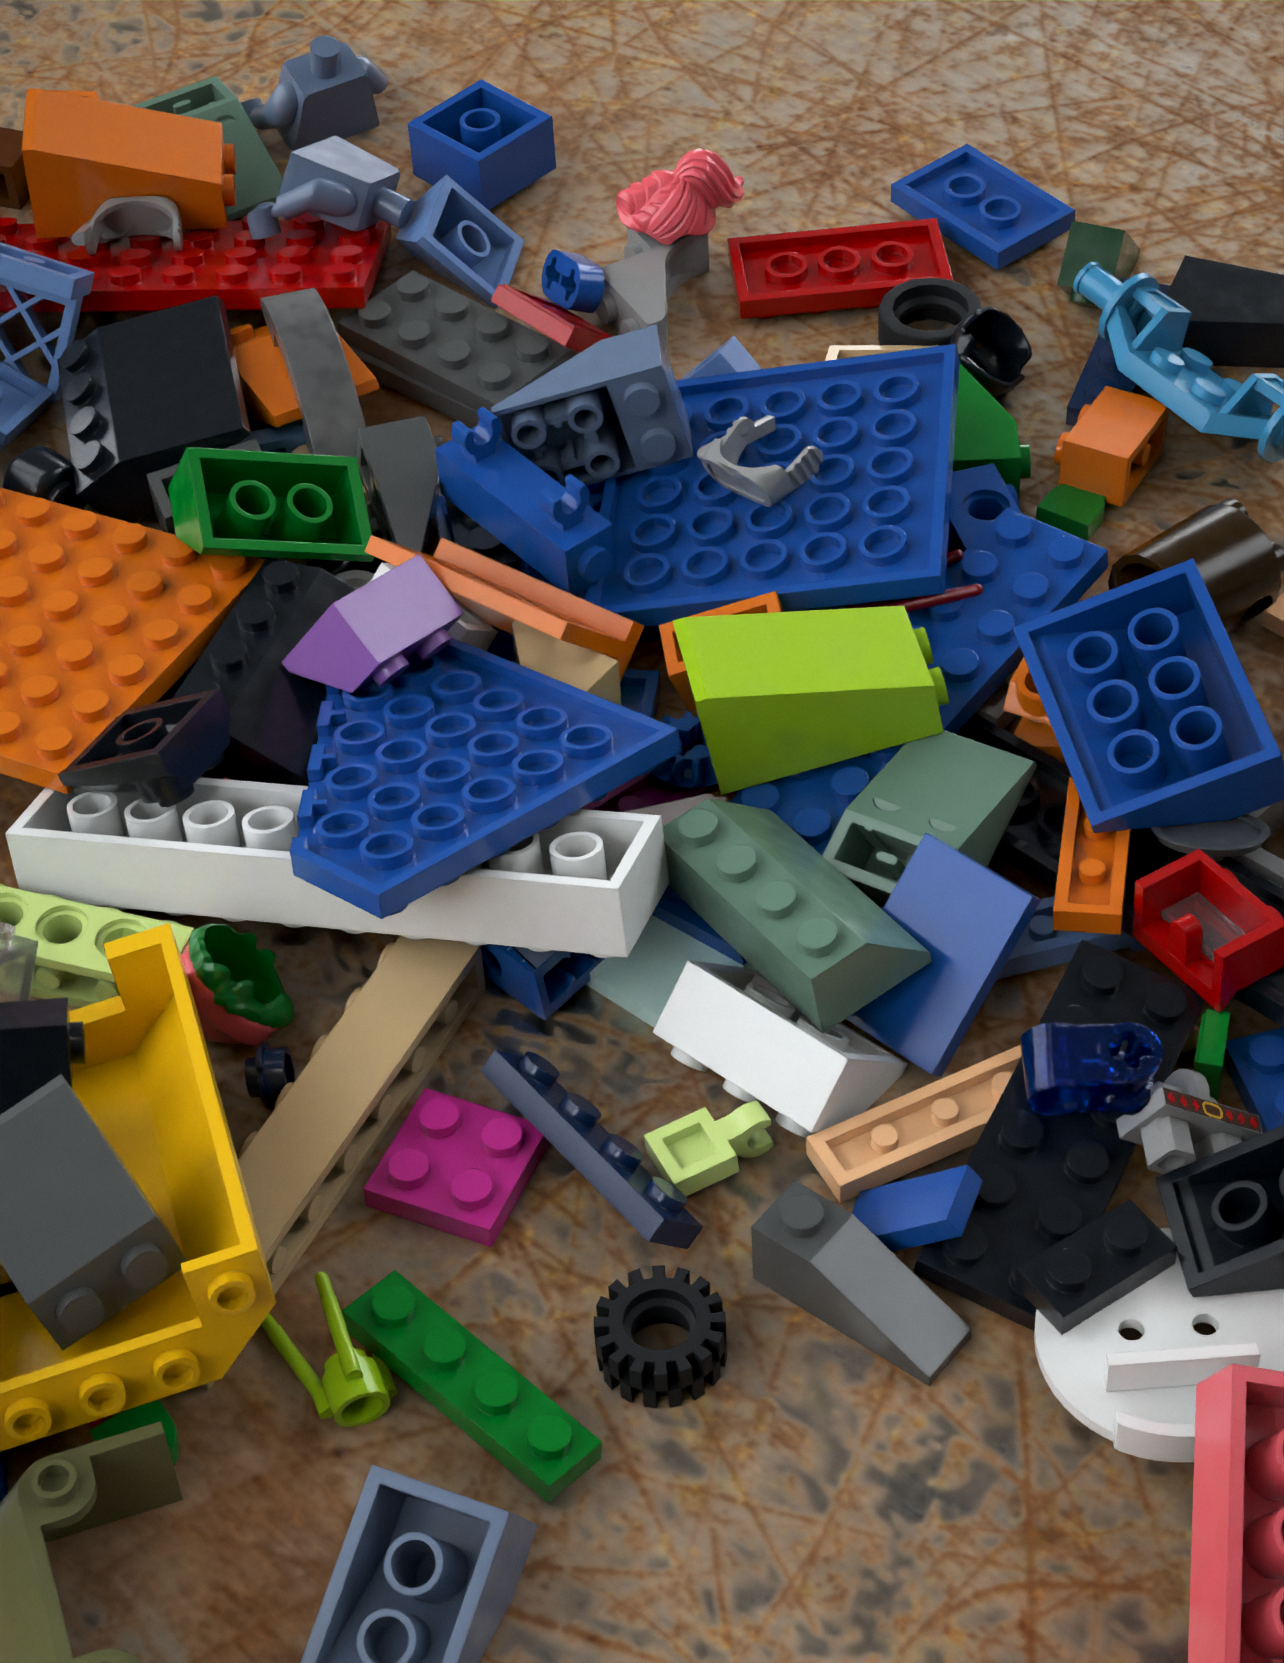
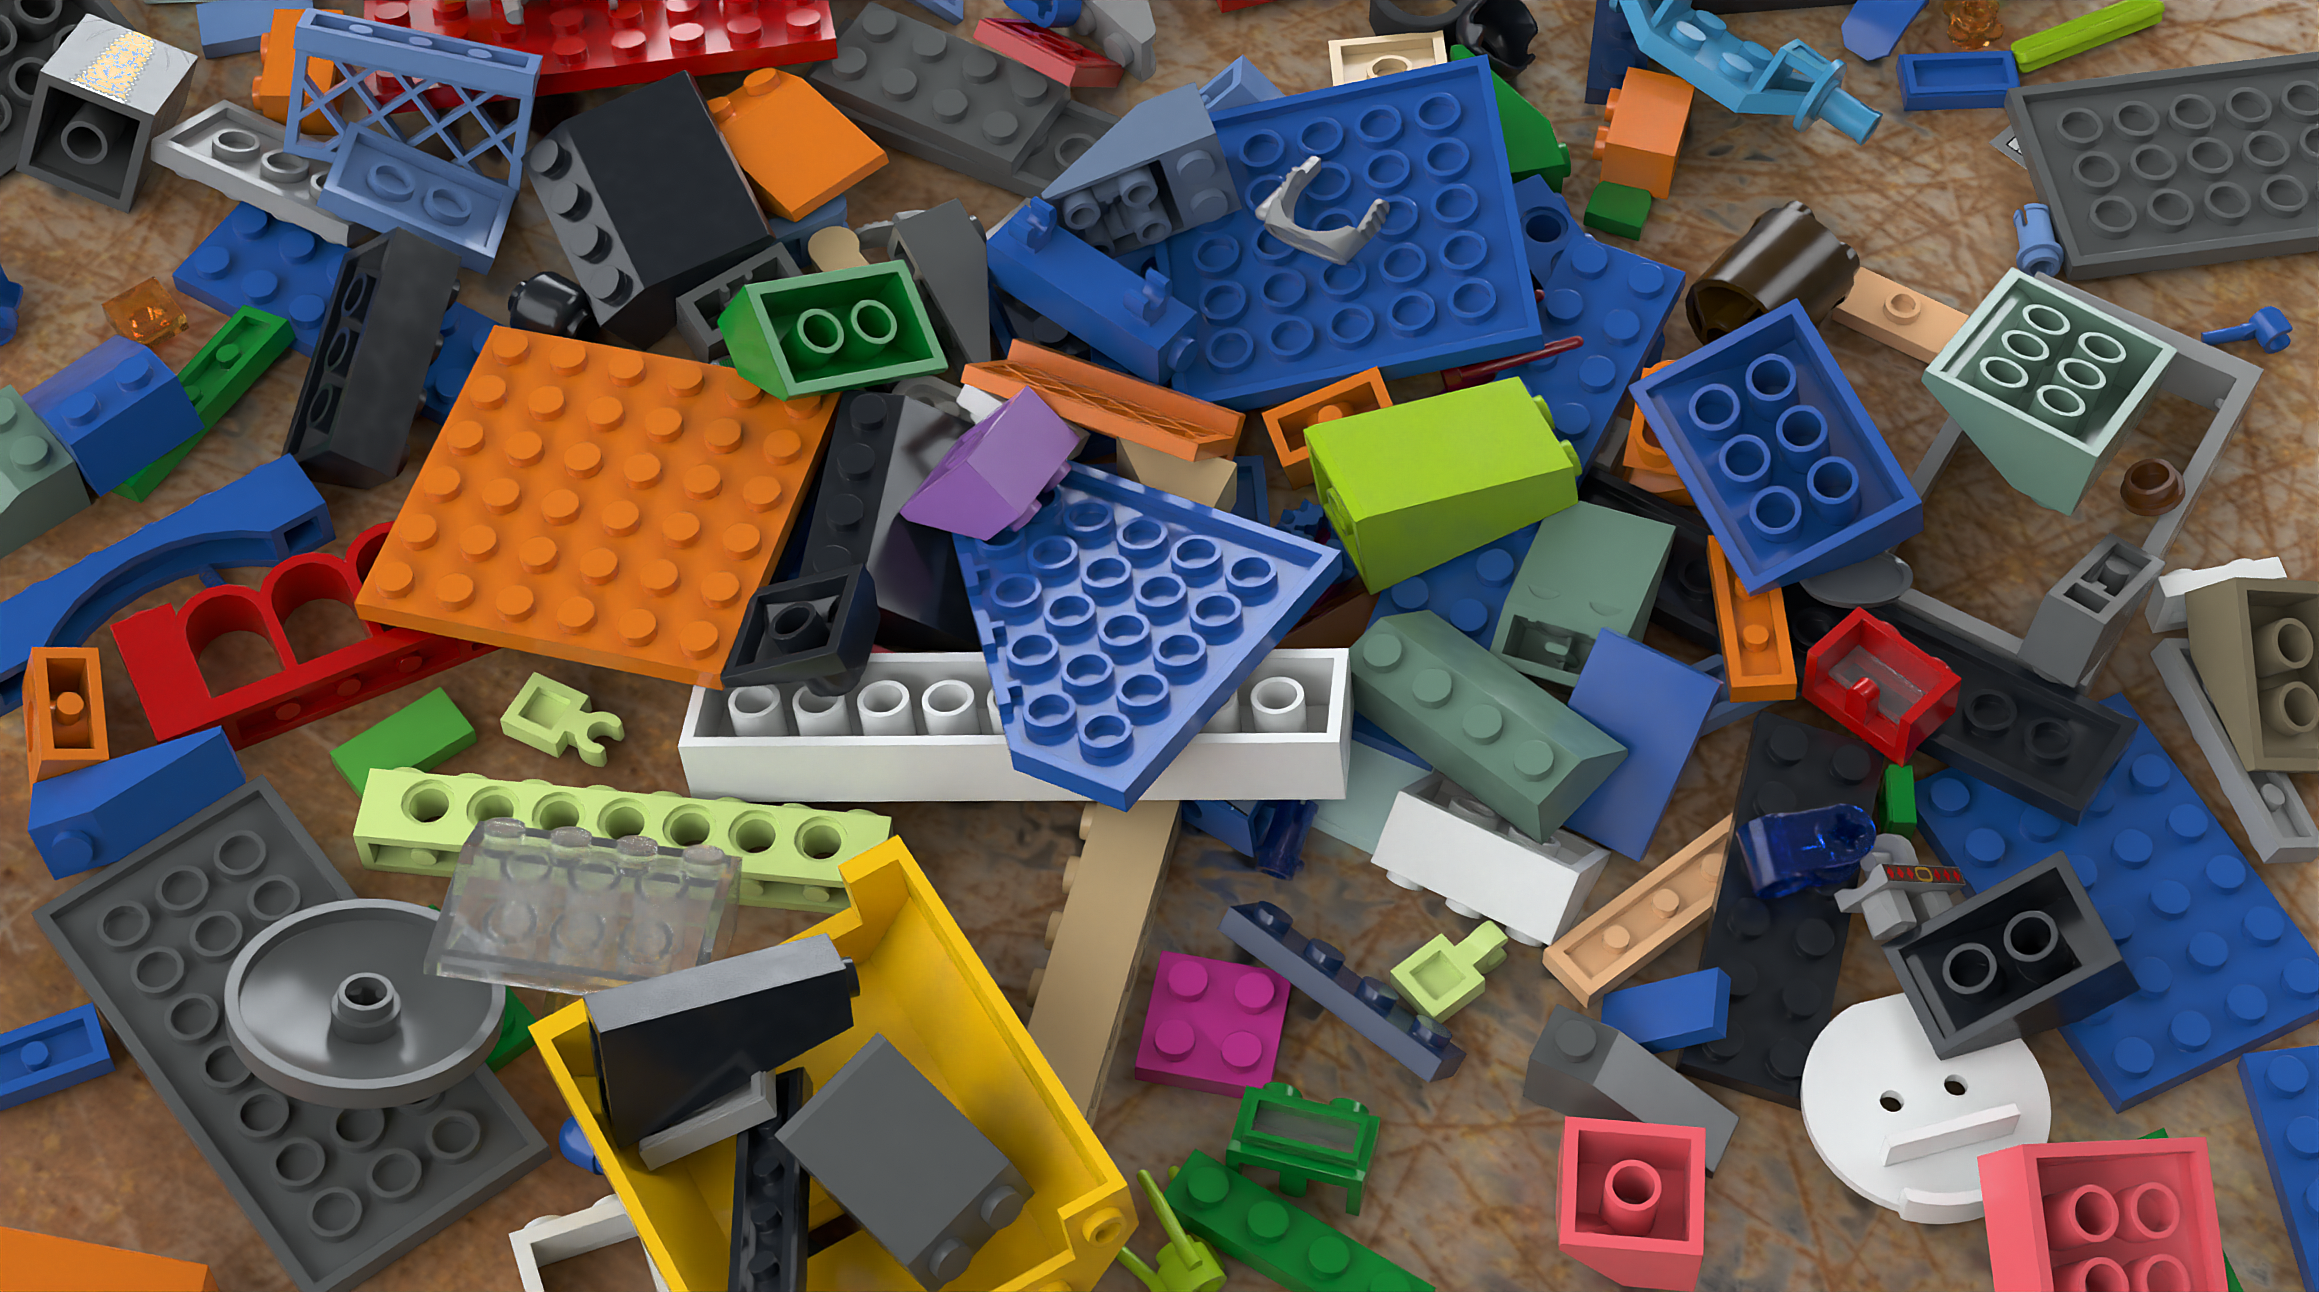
camera: 15 degrees left, 10 degrees up
(235, 986) = (956, 868): green hair -> none
(269, 1073) = (1005, 958): dark blue plate -> none
(316, 371) = (825, 155): flat silver slope -> none
(510, 1280) = (1305, 1140): none -> green window
(577, 1005) = (1286, 839): none -> clear blue pin
(667, 1370) = (1469, 1138): black tyre -> none
(825, 1383) = (1633, 1200): none -> coral slope
(1095, 1266) = (1848, 1045): black plate -> none

